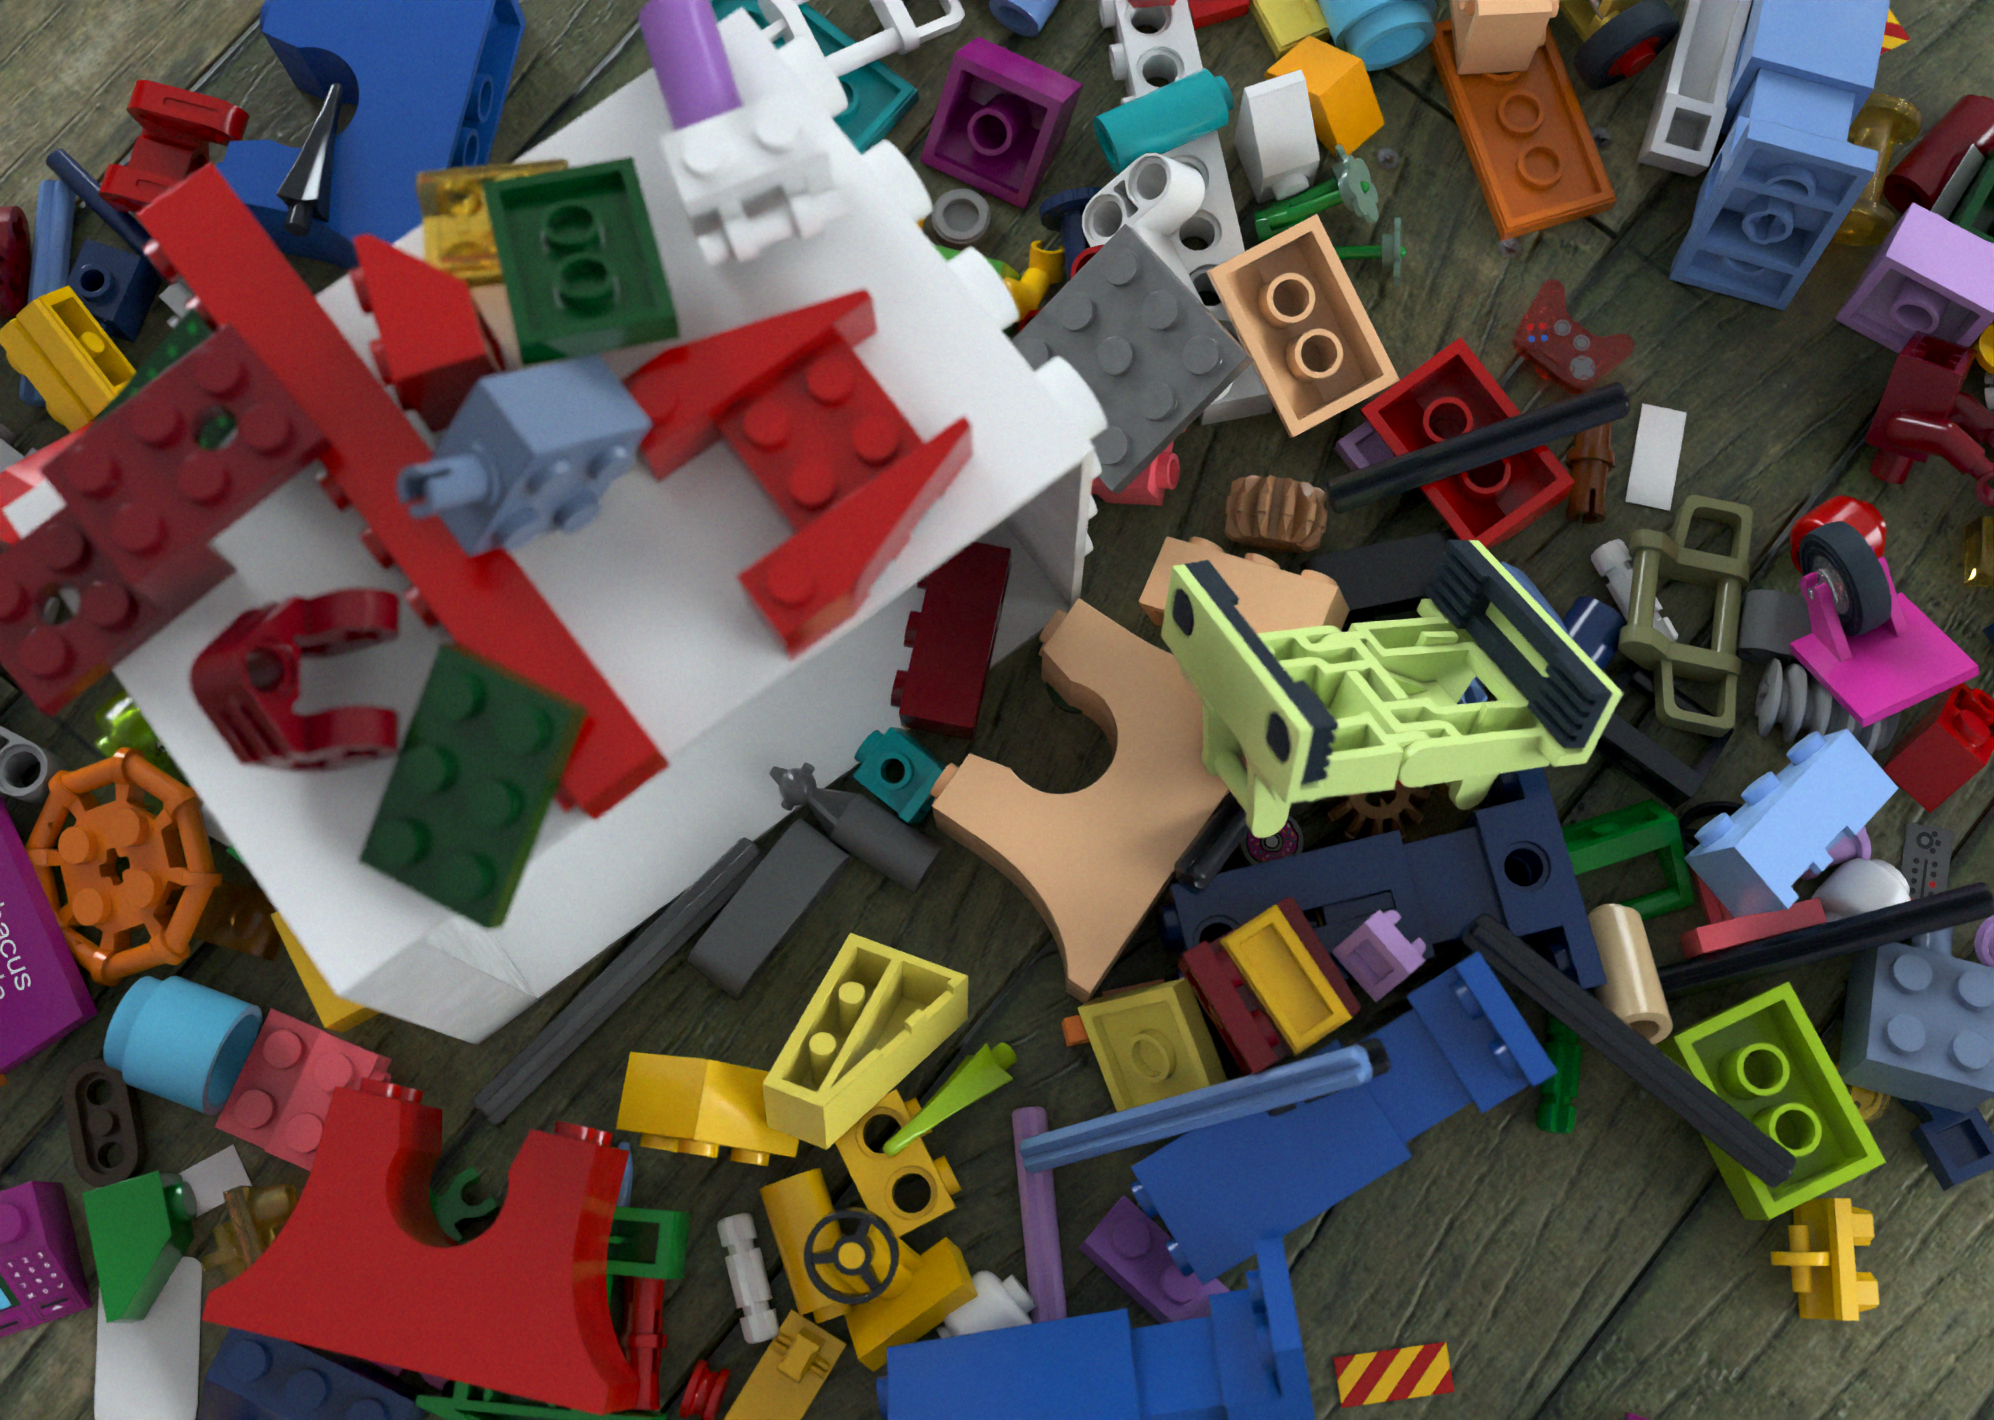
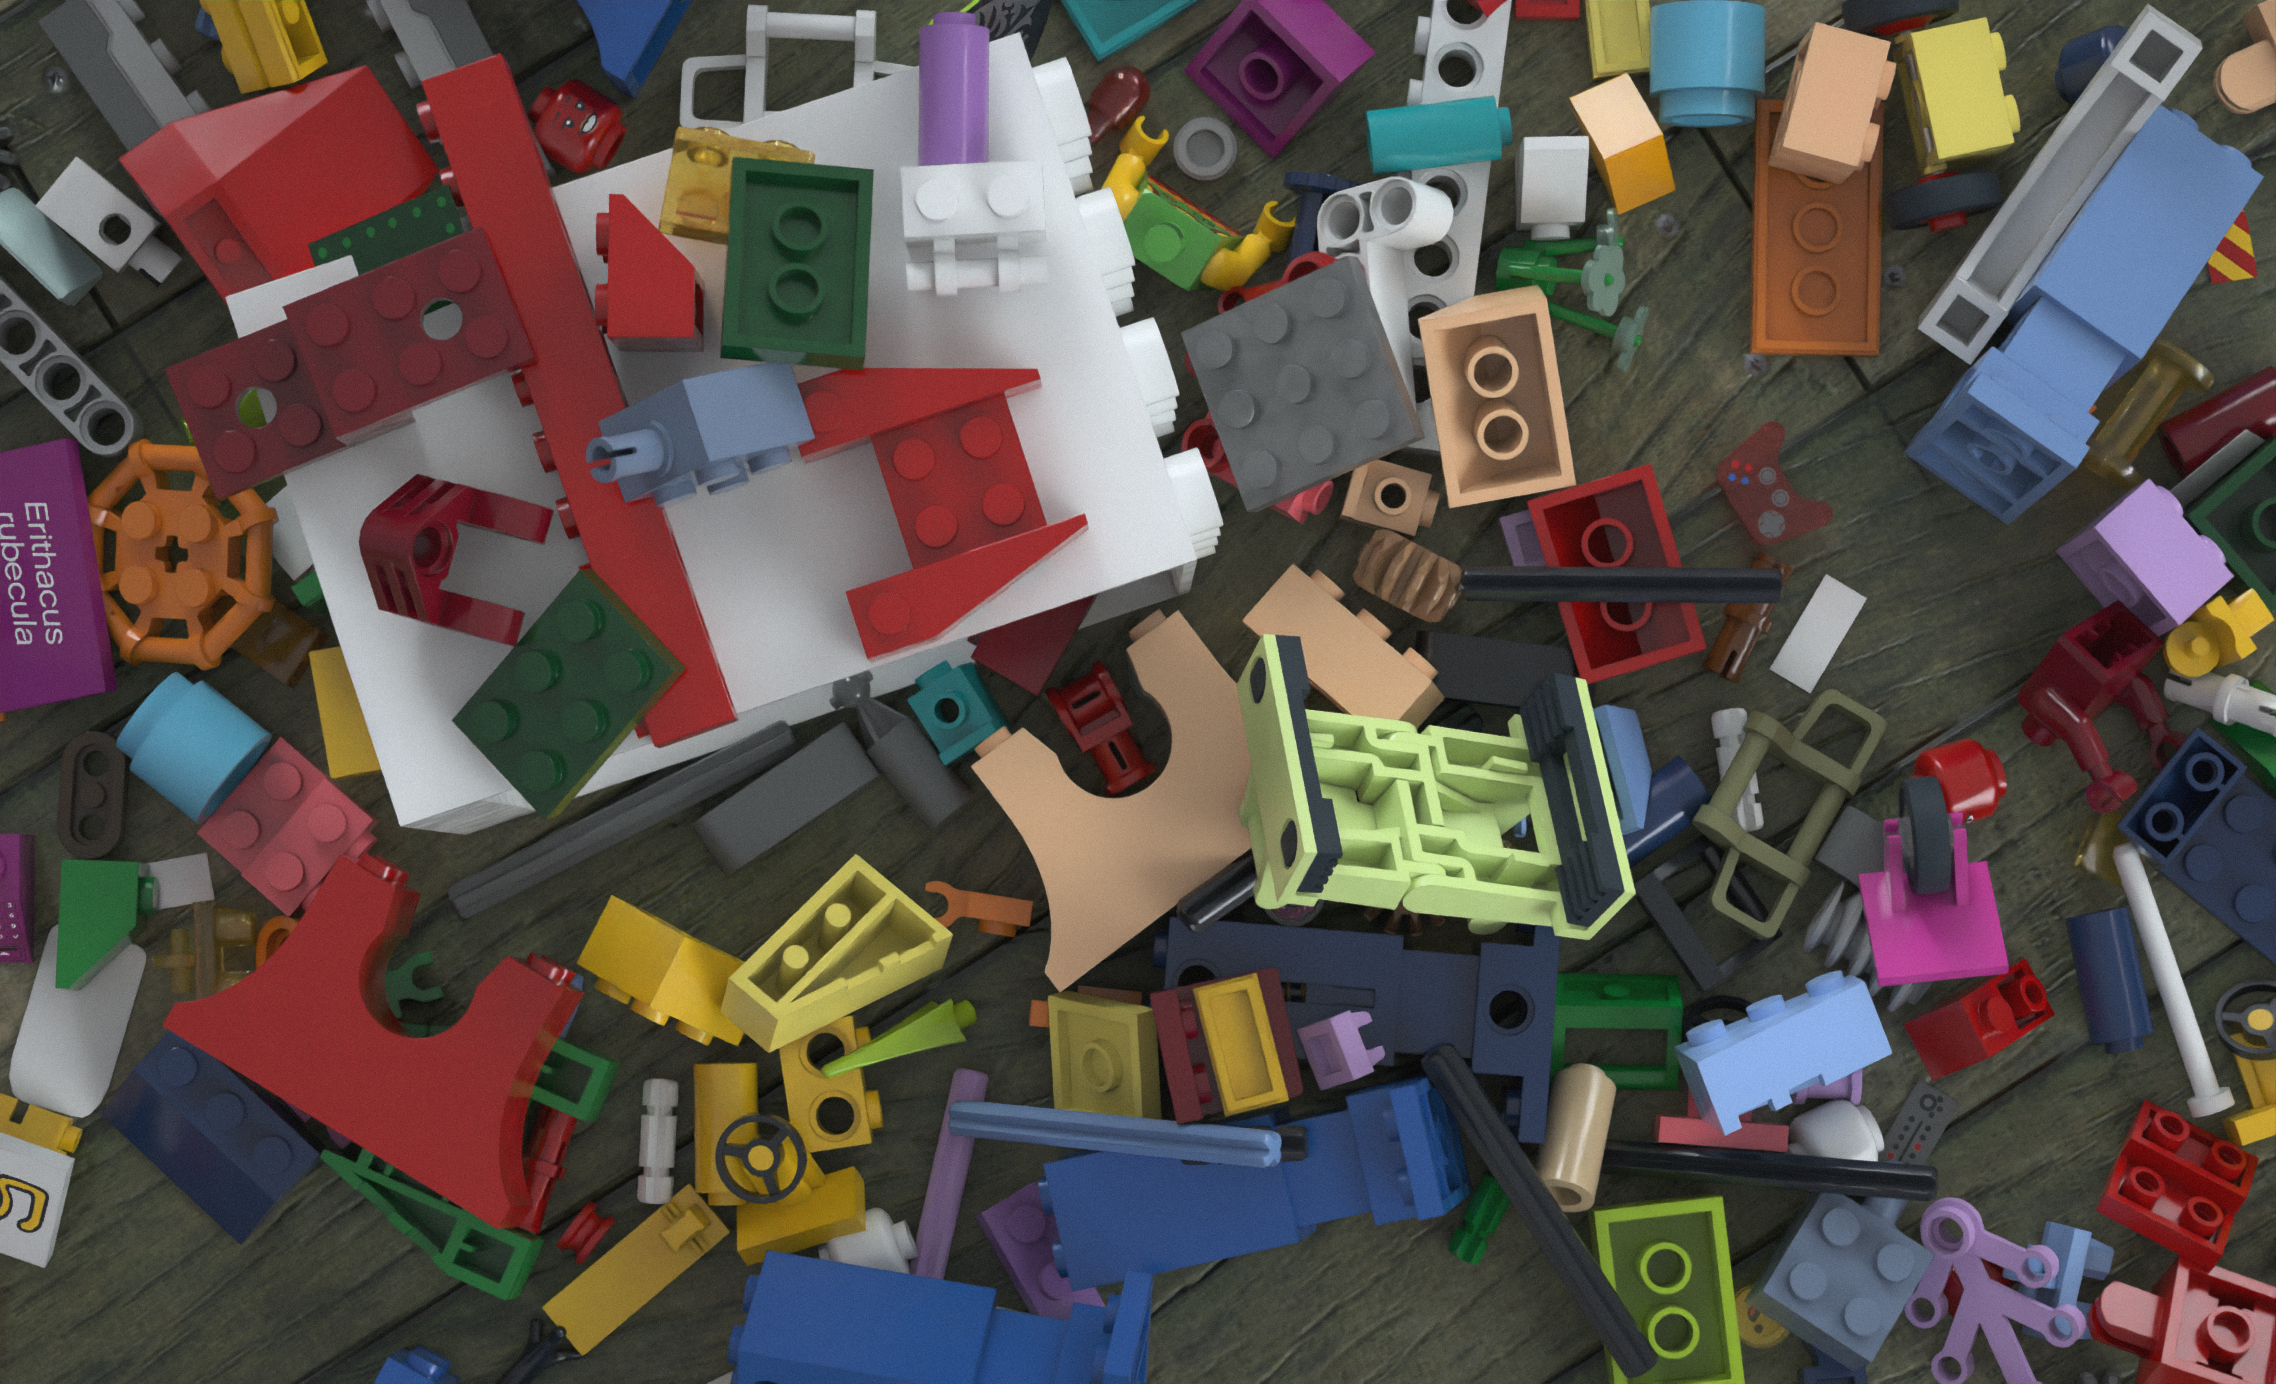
camera: 10 degrees right, 10 degrees up
(1000, 948) = (995, 913): none -> orange plate
(1040, 743) = (1101, 723): none -> red connector
(1214, 469) = (1366, 508): none -> light nougat brick

